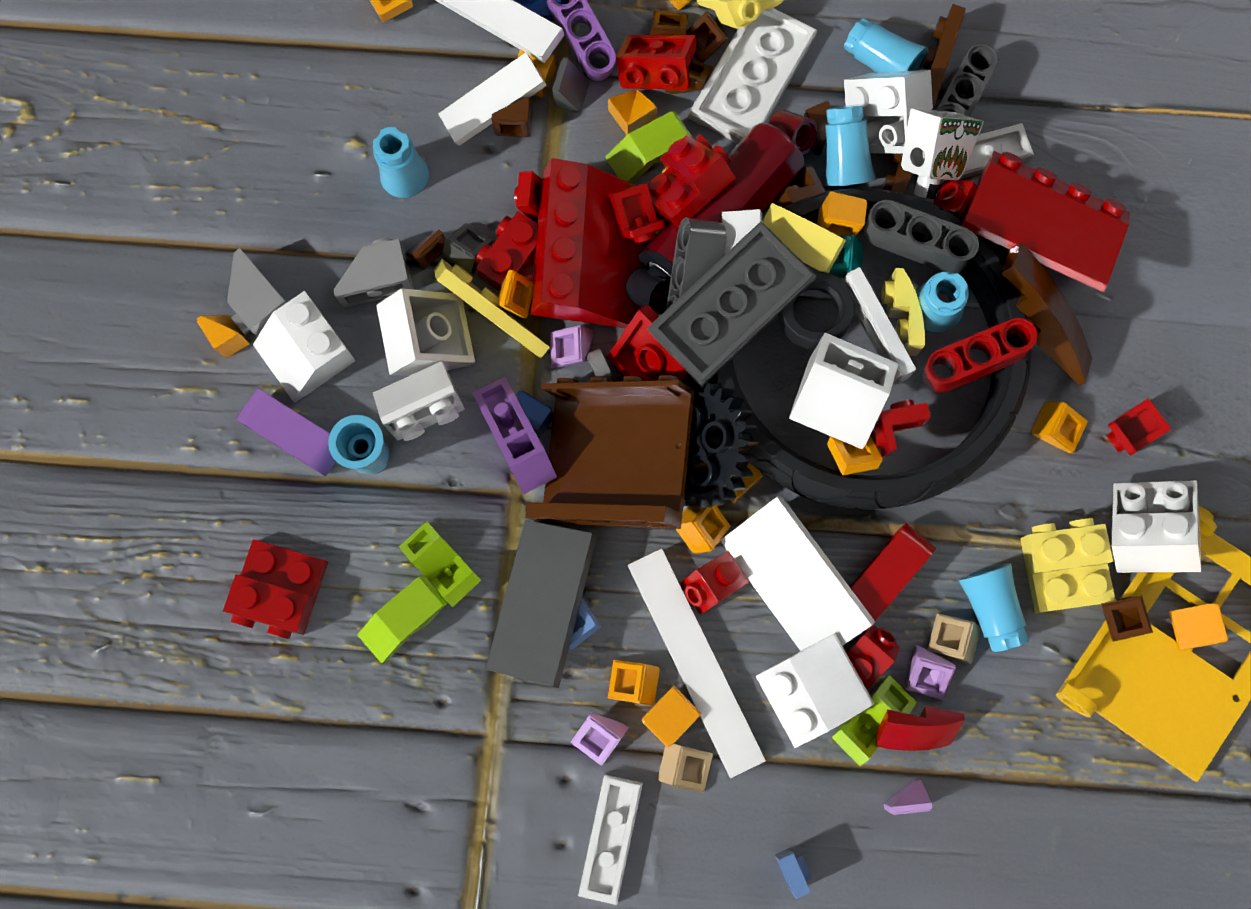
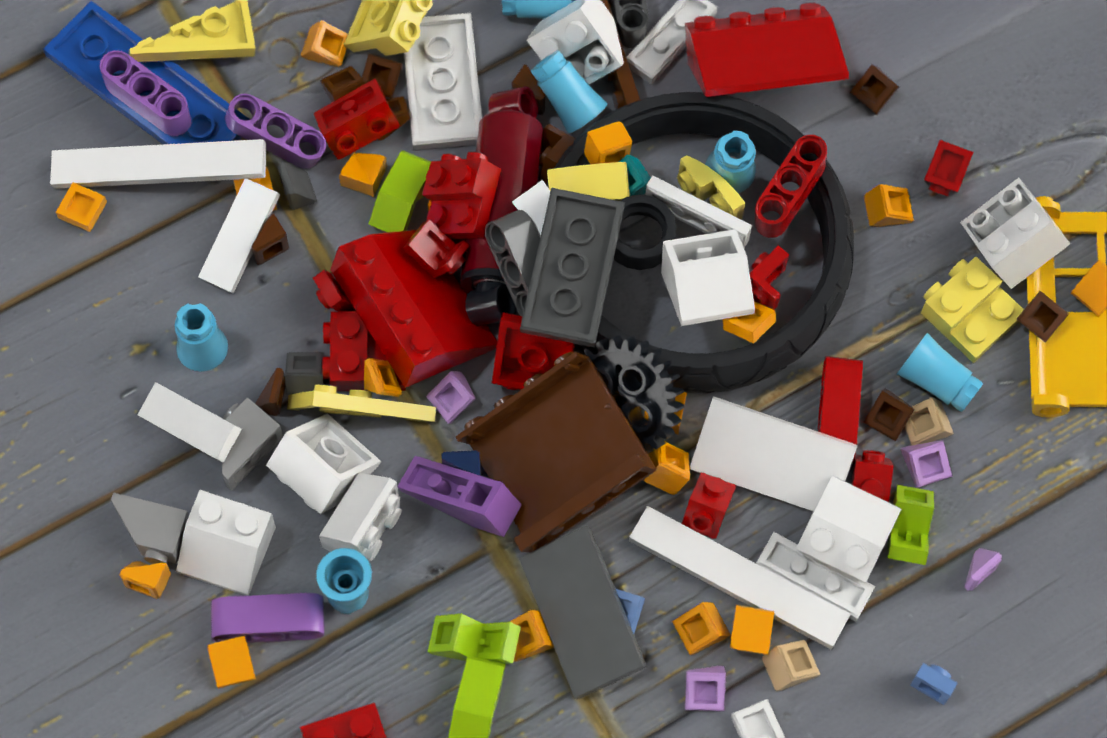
camera: 40 degrees left, 10 degrees down
(240, 448) = (231, 662): none -> light orange slope
(341, 229) = (189, 422): none -> white tile
(489, 591) = (532, 636): none -> light orange slope
(599, 364) = (488, 393): light grey tile -> none
(741, 672) = (815, 576): none -> white tile
(909, 732) = (950, 509): red slope -> none
(927, 609) = (889, 414): none -> reddish brown slope
(938, 147) = (642, 47): white torso -> none
(938, 232) = (691, 111): dark grey beam -> none
(955, 196) = (681, 77): red bracket -> none
(1050, 312) = (818, 118): reddish brown slope -> none
(1122, 314) = (874, 89): none -> reddish brown slope

